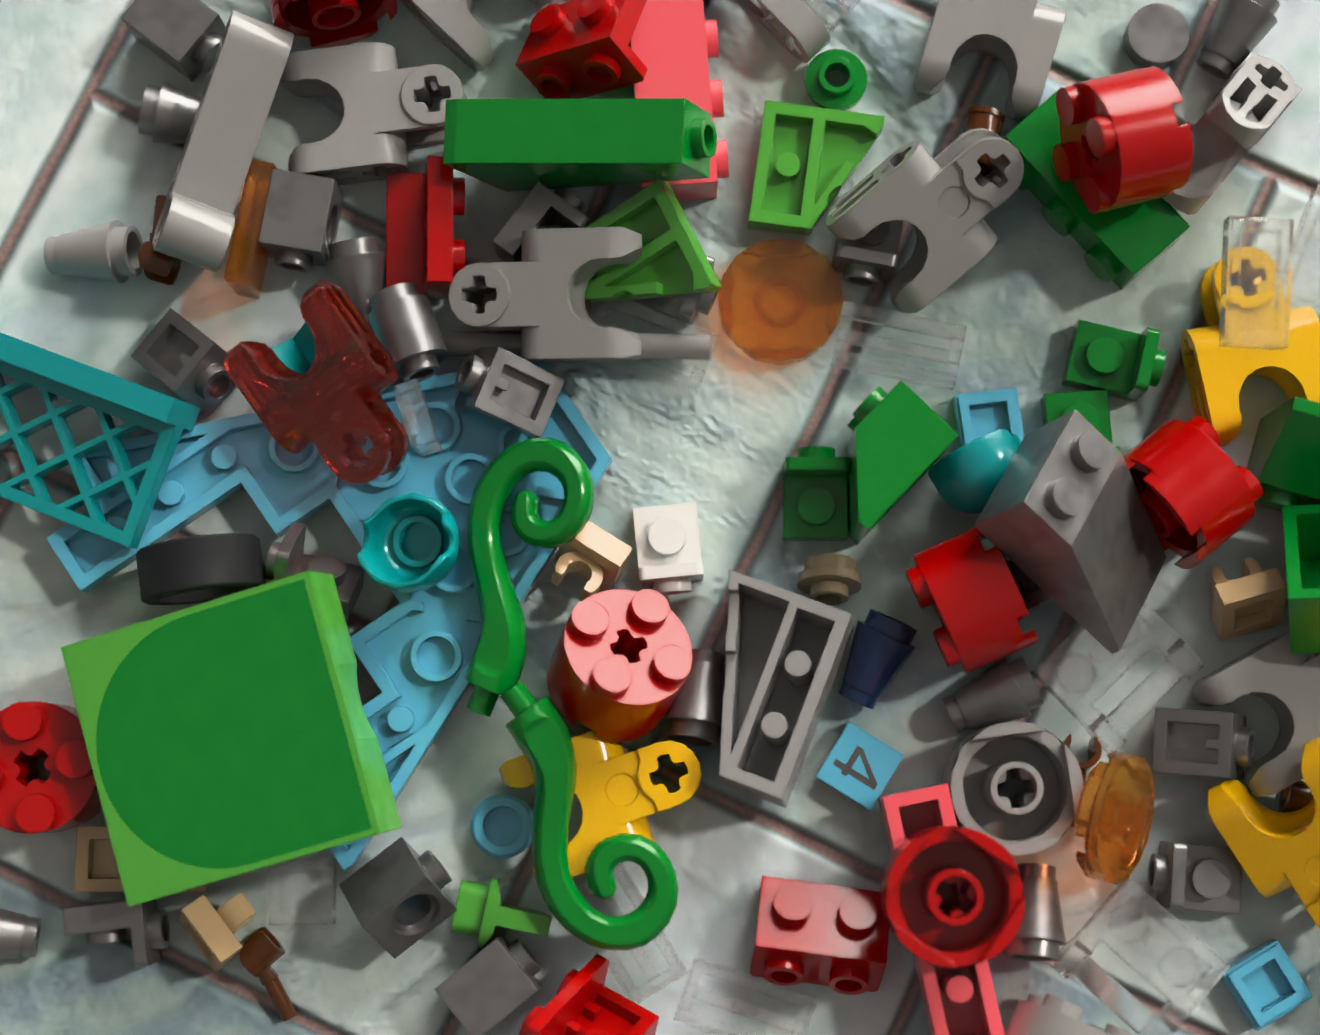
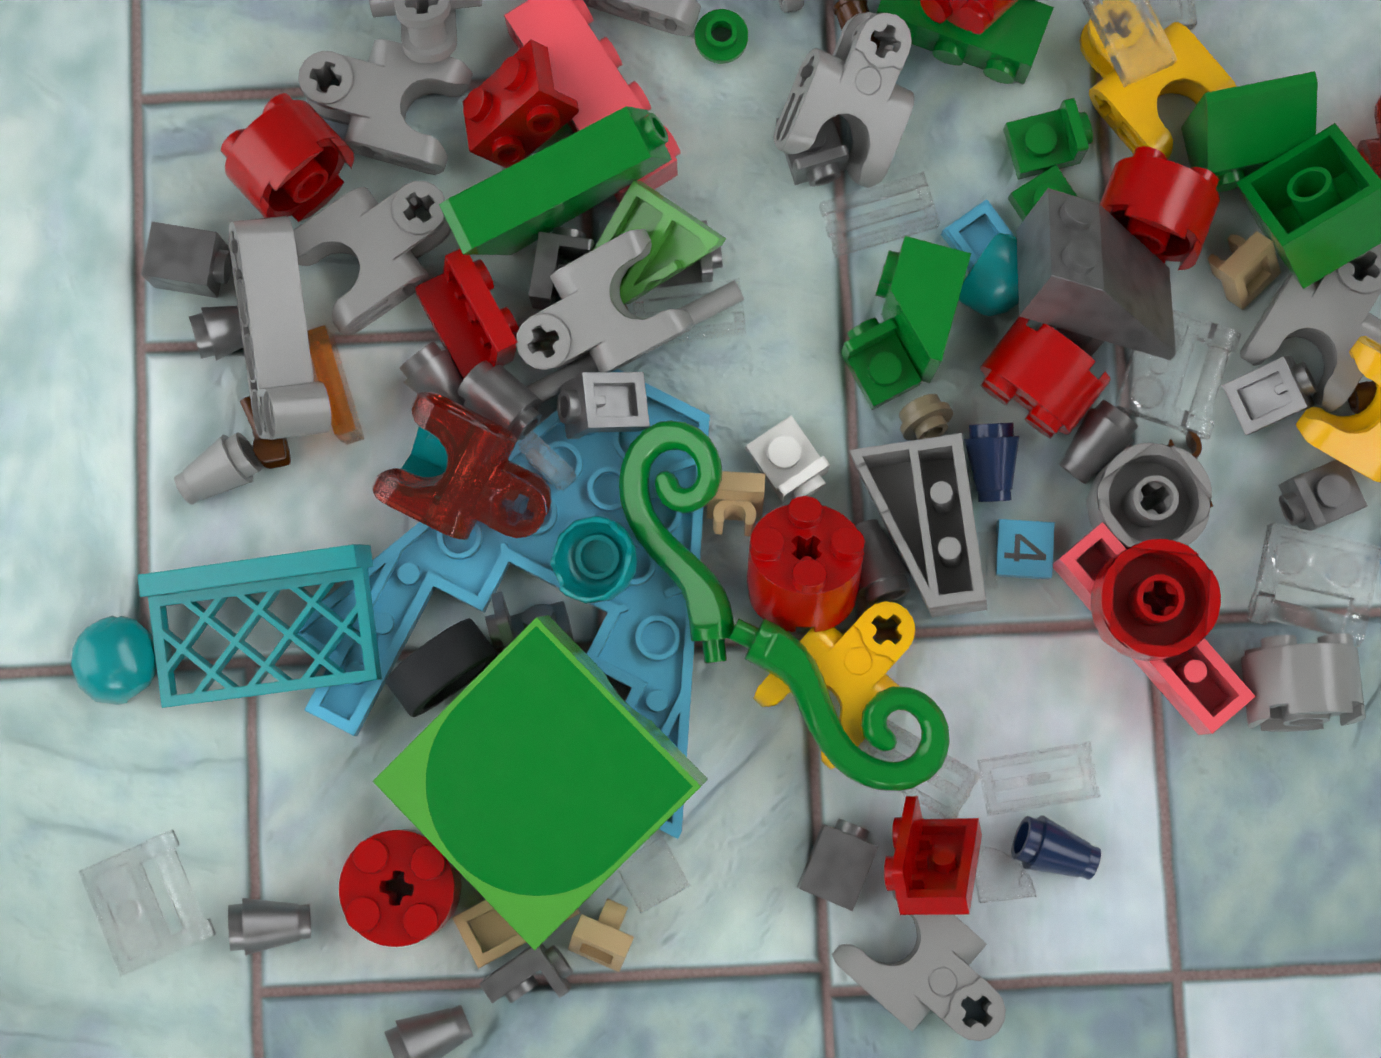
camera: 30 degrees left, 0 degrees up
(186, 362) = (338, 515): flat silver bracket -> none
(257, 956) = (646, 942): reddish brown hand -> none
(300, 219) = (367, 359): flat silver brick -> none
(399, 896) = (732, 833): flat silver brick -> none
(481, 911) = (799, 813): bright green piece -> none
(502, 825) = (779, 740): medium azure tile -> none
(780, 301) = (771, 228): clear orange tile -> none
(806, 162) = (732, 111): bright green wing -> none
(819, 936) = (1065, 692): red bracket -> none
(1042, 922) = (1234, 596): flat silver cone -> none
(1115, 817) = (1238, 481): clear orange tile -> none

